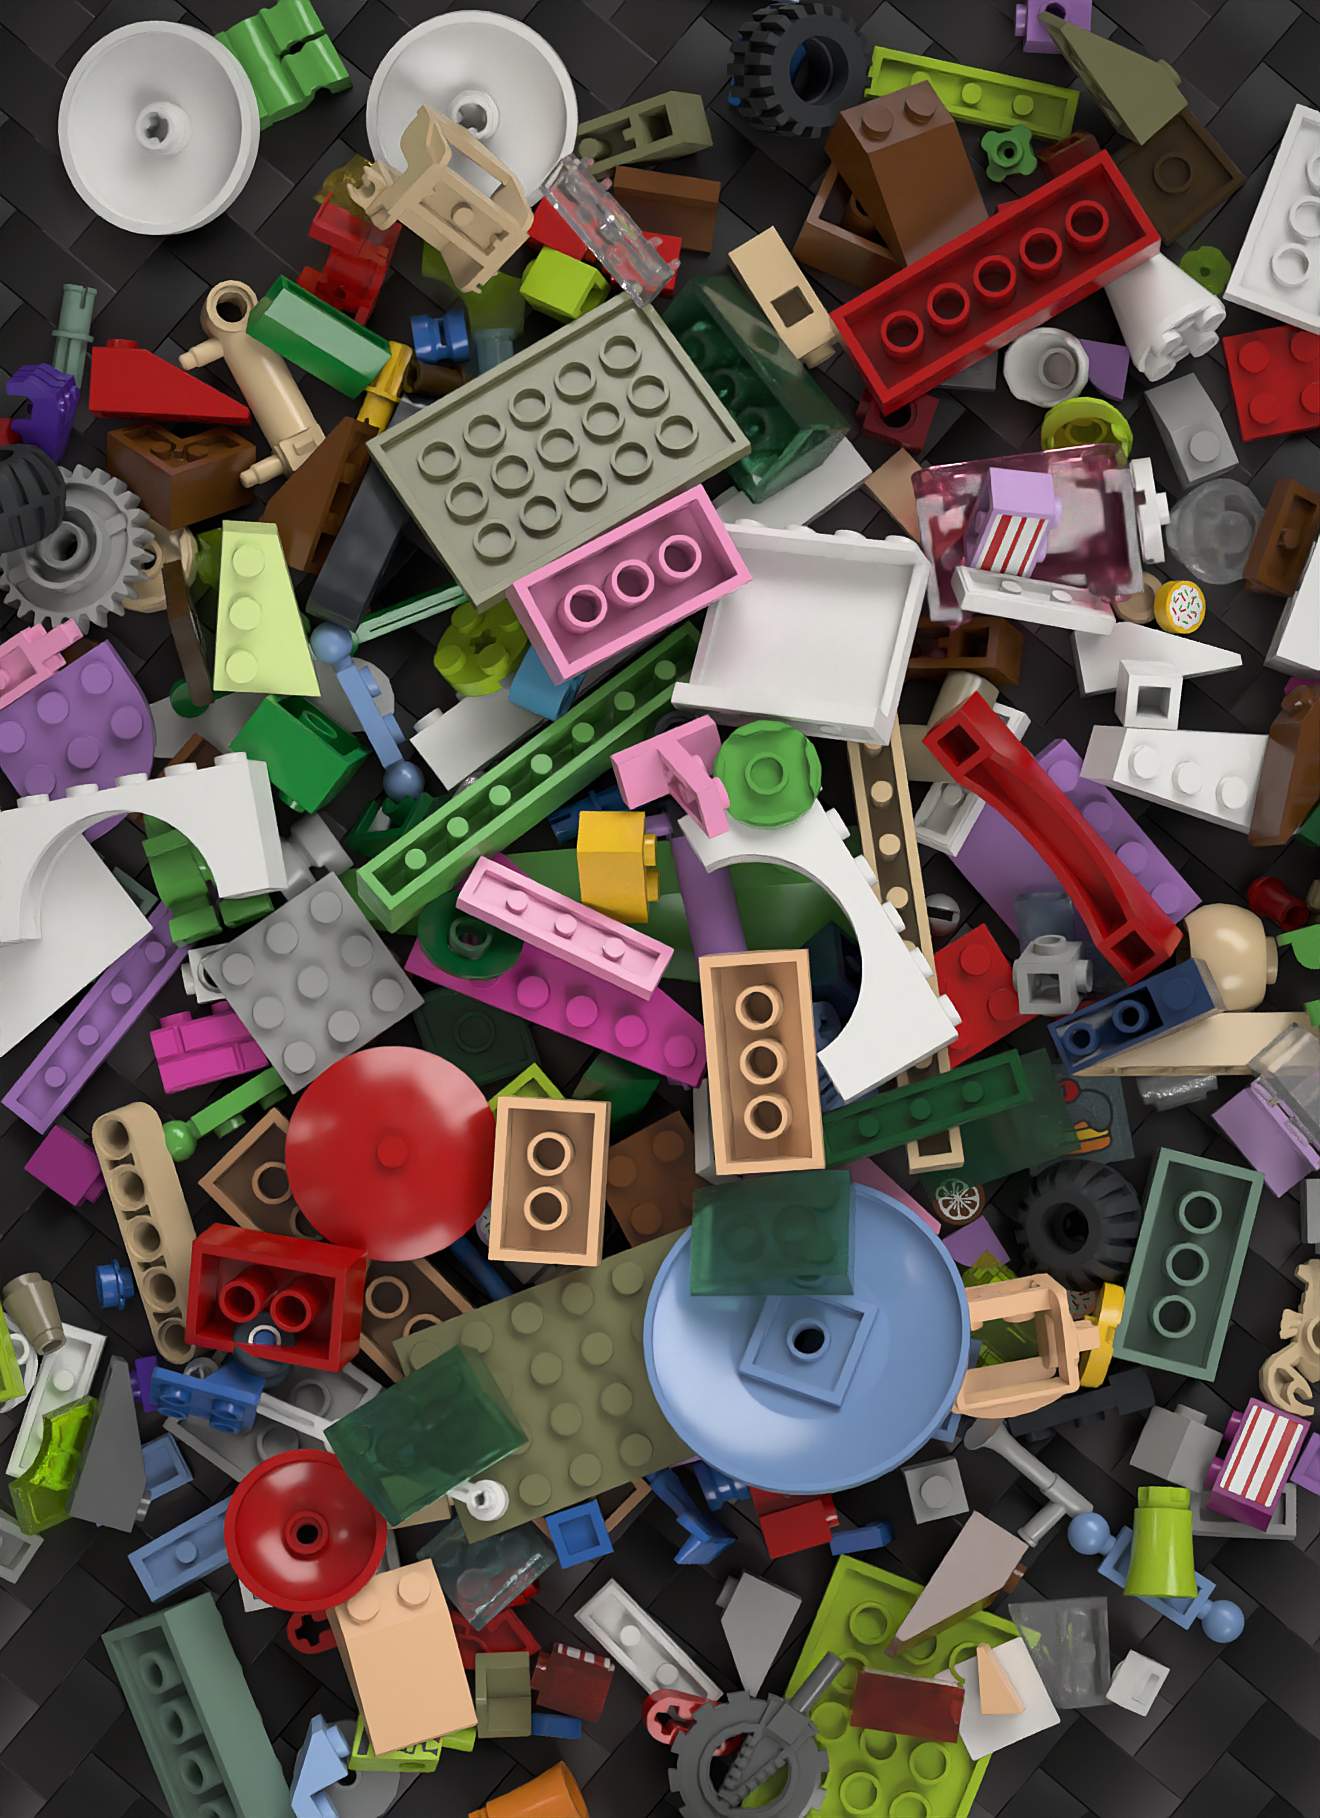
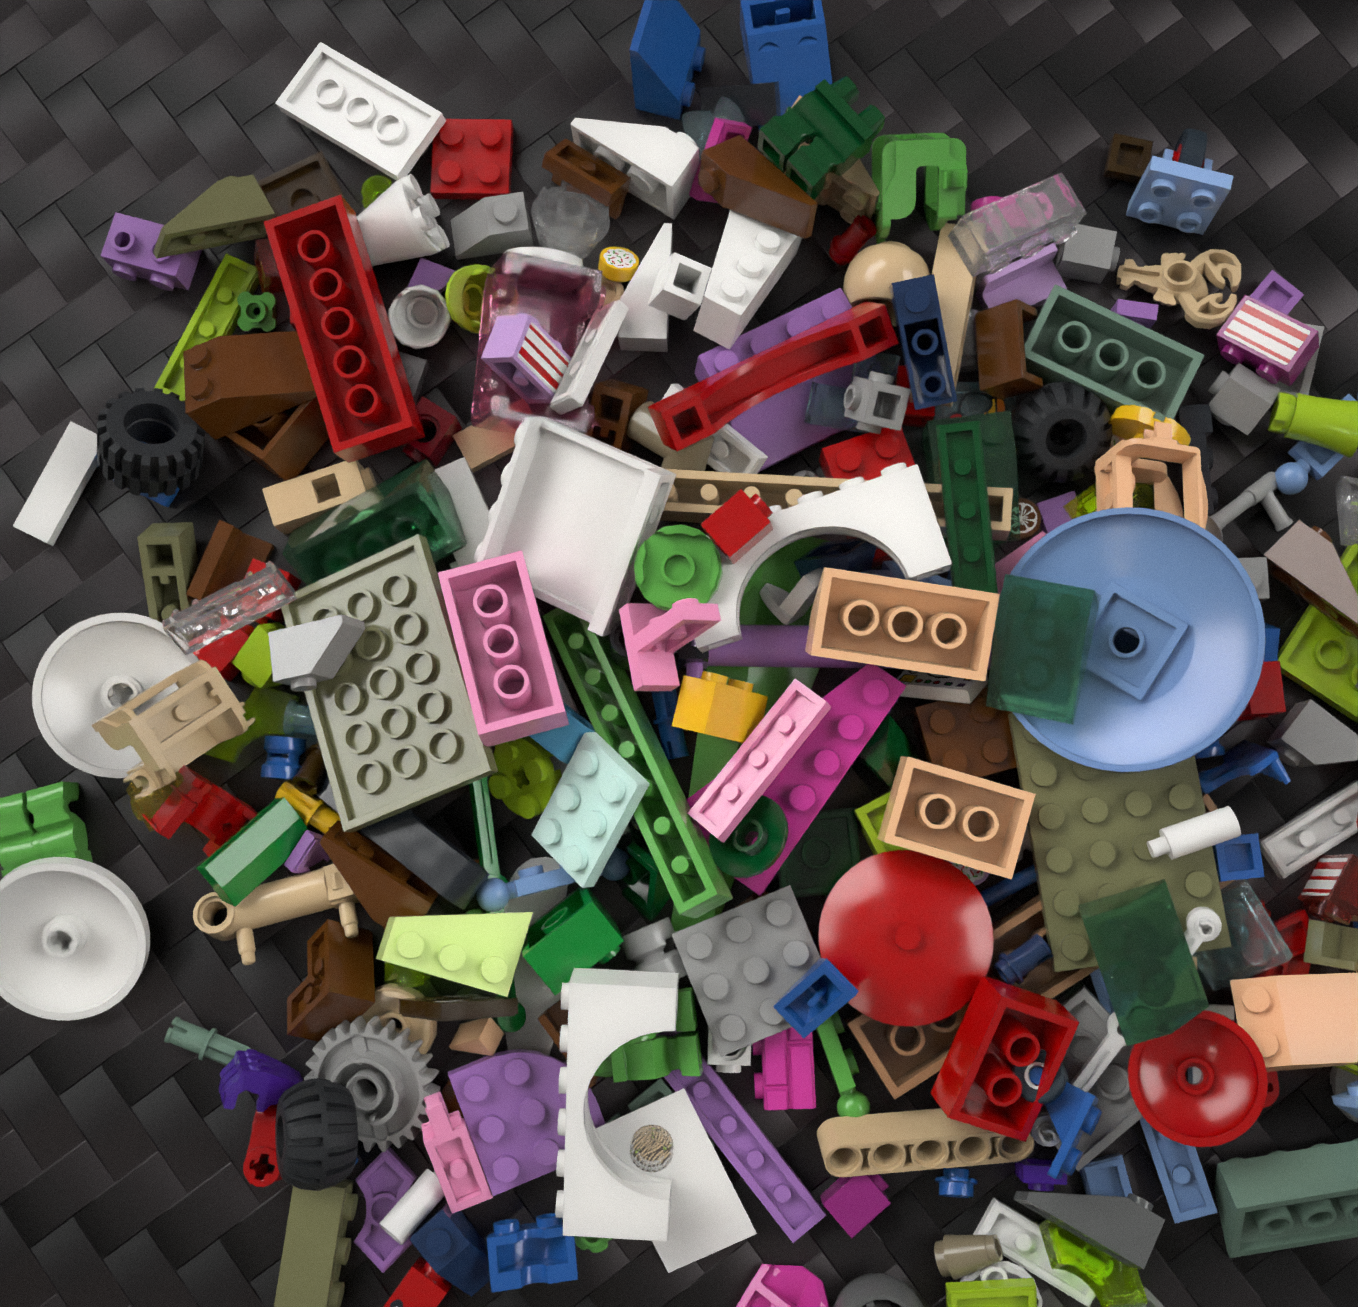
camera: 65 degrees left, 5 degrees down
(73, 905) = (651, 1148): none -> clear tile
(143, 386) = (259, 998): red slope -> none
(156, 664) = (478, 1037): none -> light nougat piece
(294, 1056) = (815, 997): none -> blue slope
(331, 400) = (306, 853): none -> medium lavender tile
(397, 1300) = (1023, 960): none -> dark blue pin
(459, 735) = (590, 809): none -> light aqua plate
(575, 348) = (312, 650): none -> slope
(592, 1469) = (1195, 834): none -> white cylinder
(770, 924) = (792, 605): none -> white tile
(832, 834) = (738, 525): none -> red brick
(1164, 1123) = (1003, 350): none -> reddish brown panel
(1256, 1288) = (1139, 312): none -> medium lavender plate

